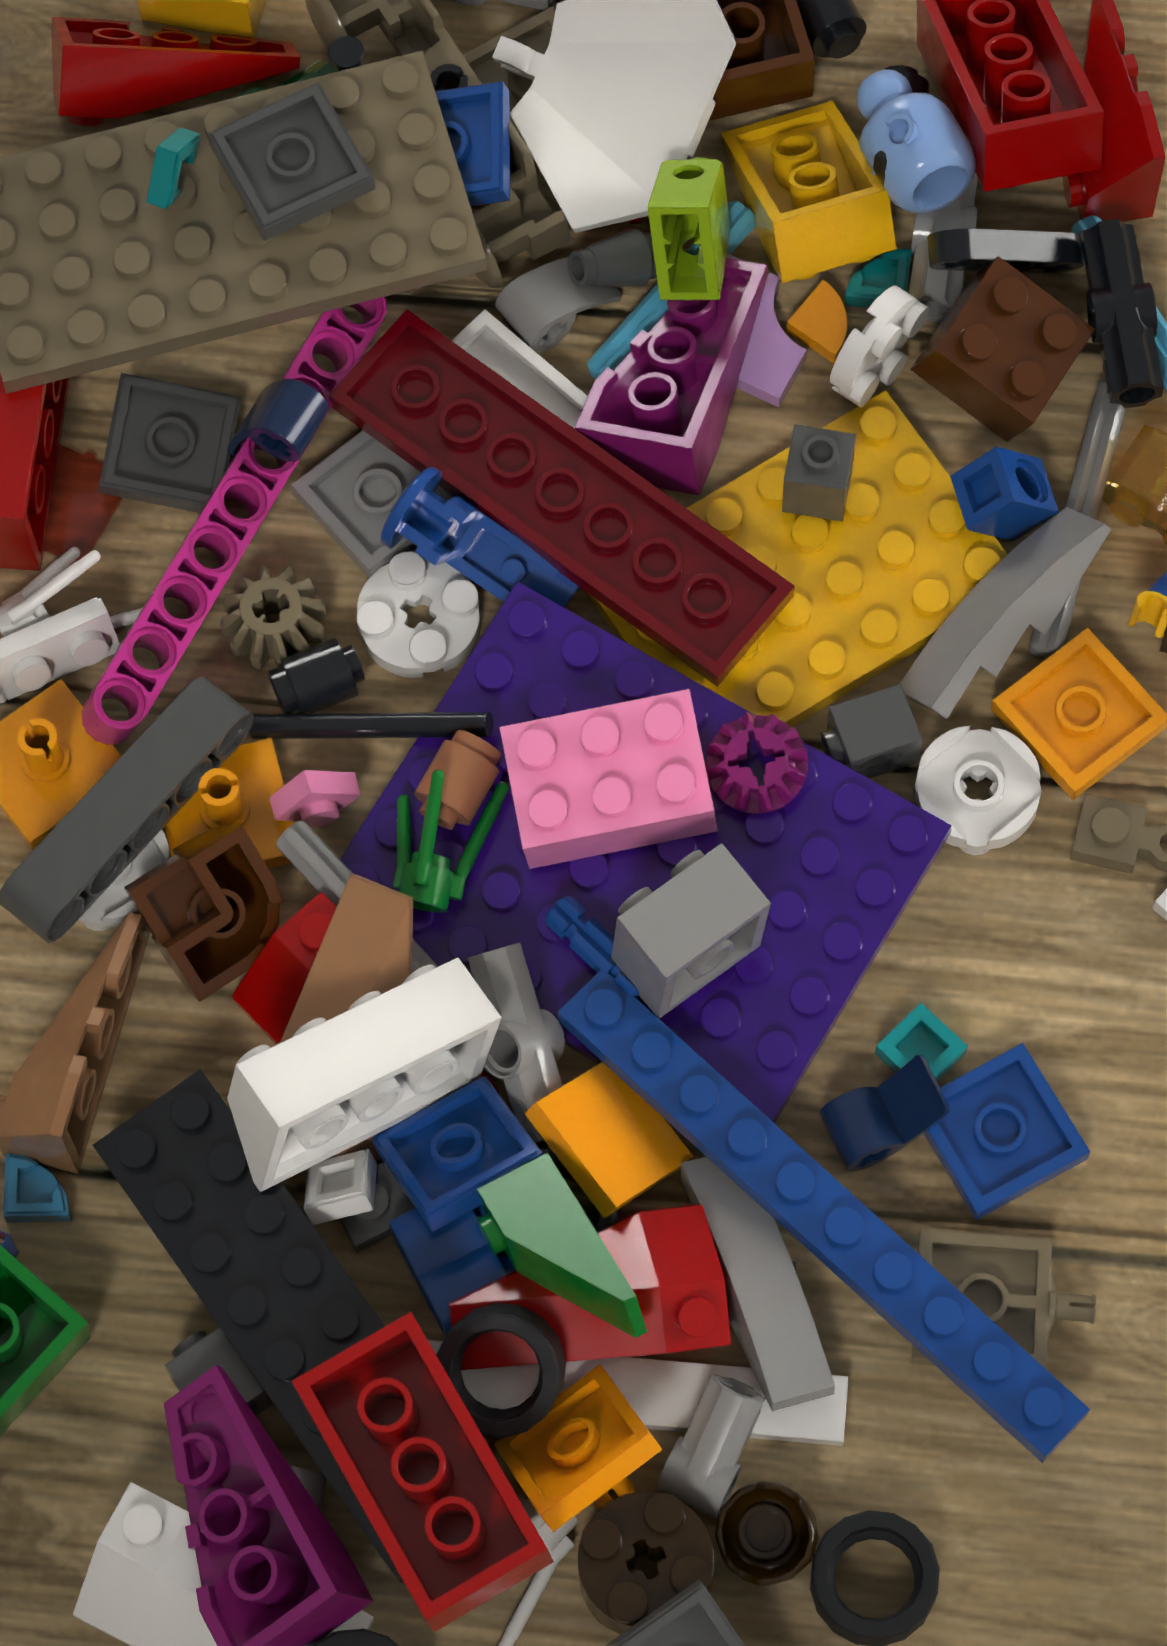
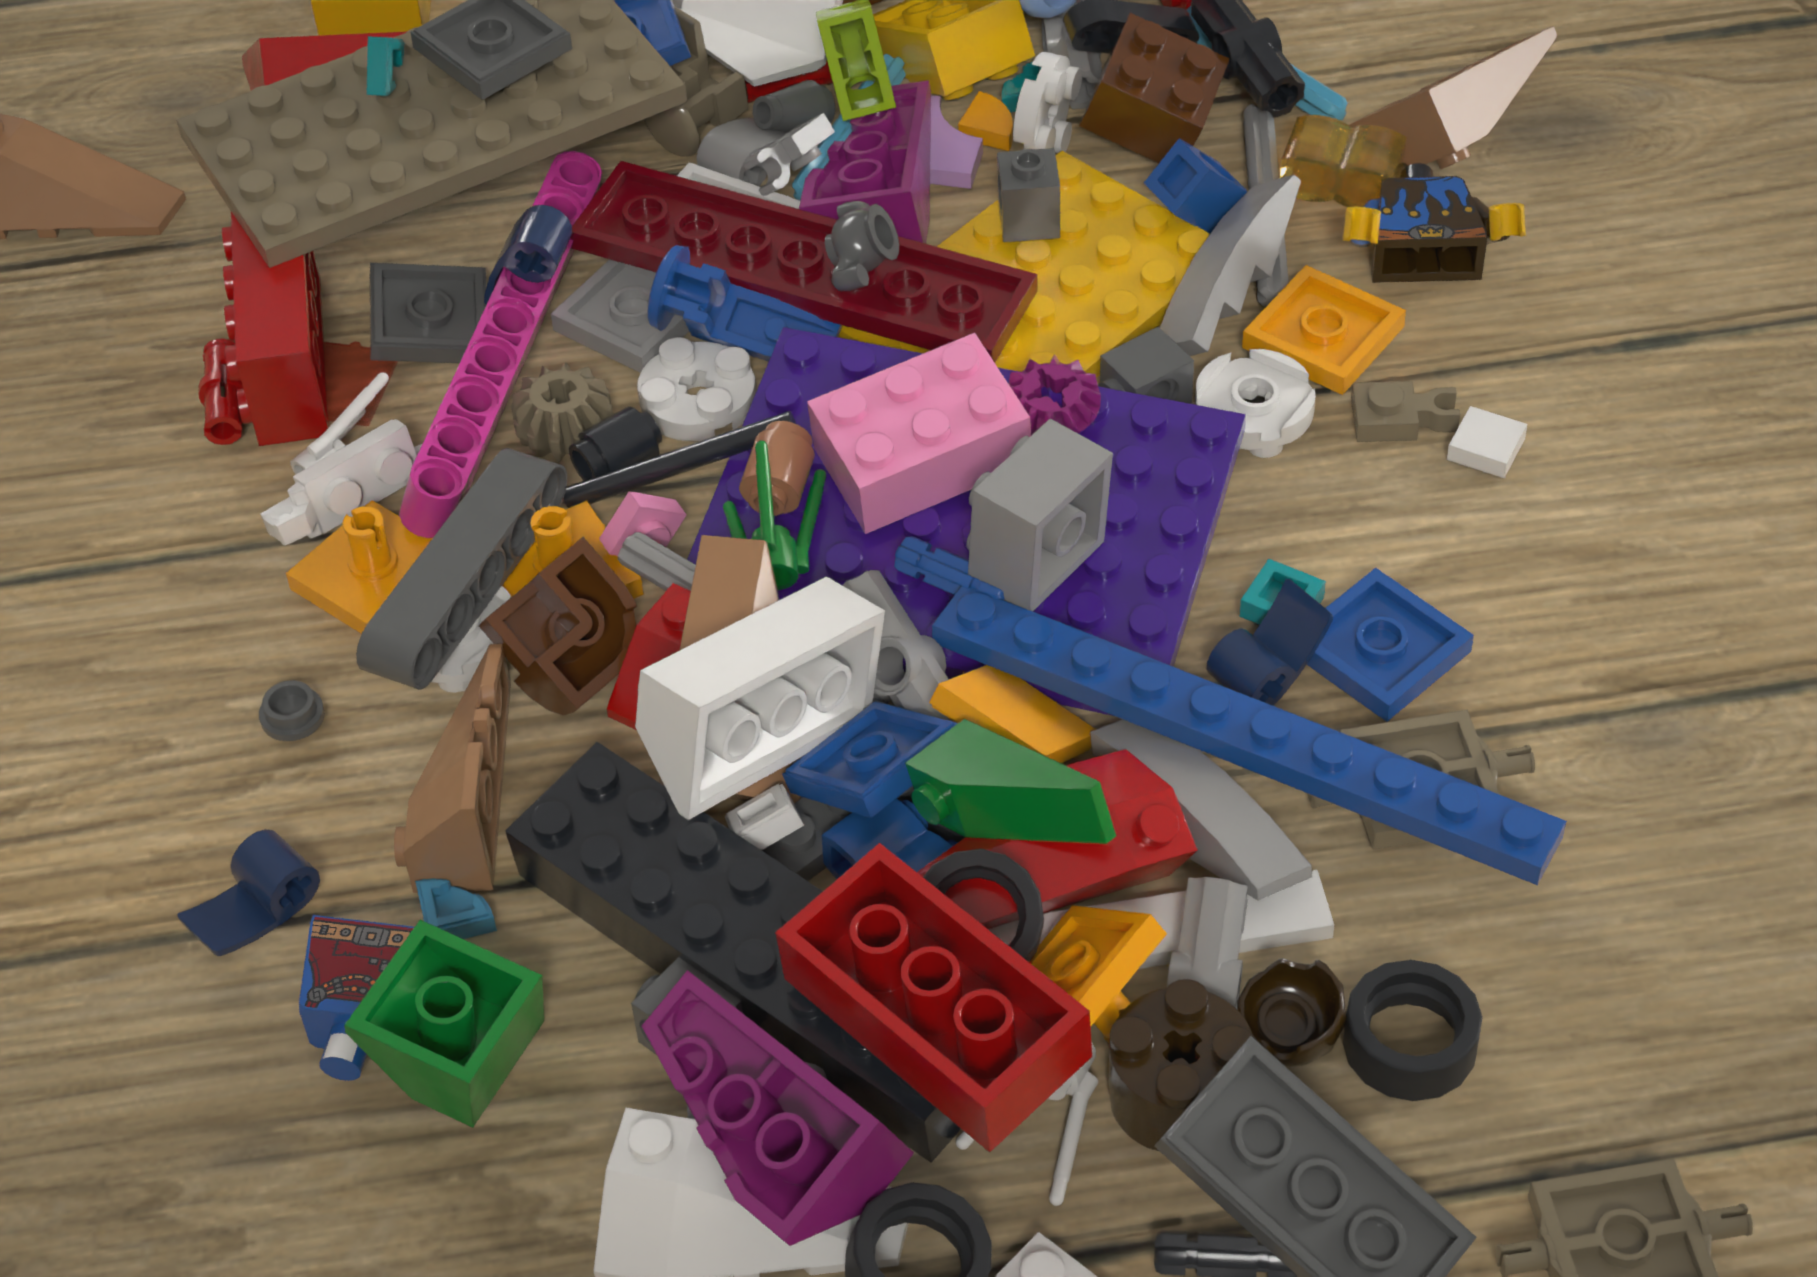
camera: 15 degrees left, 20 degrees down
(593, 327) = (792, 149): none -> light grey plate
(617, 511) = (860, 243): none -> dark grey piece

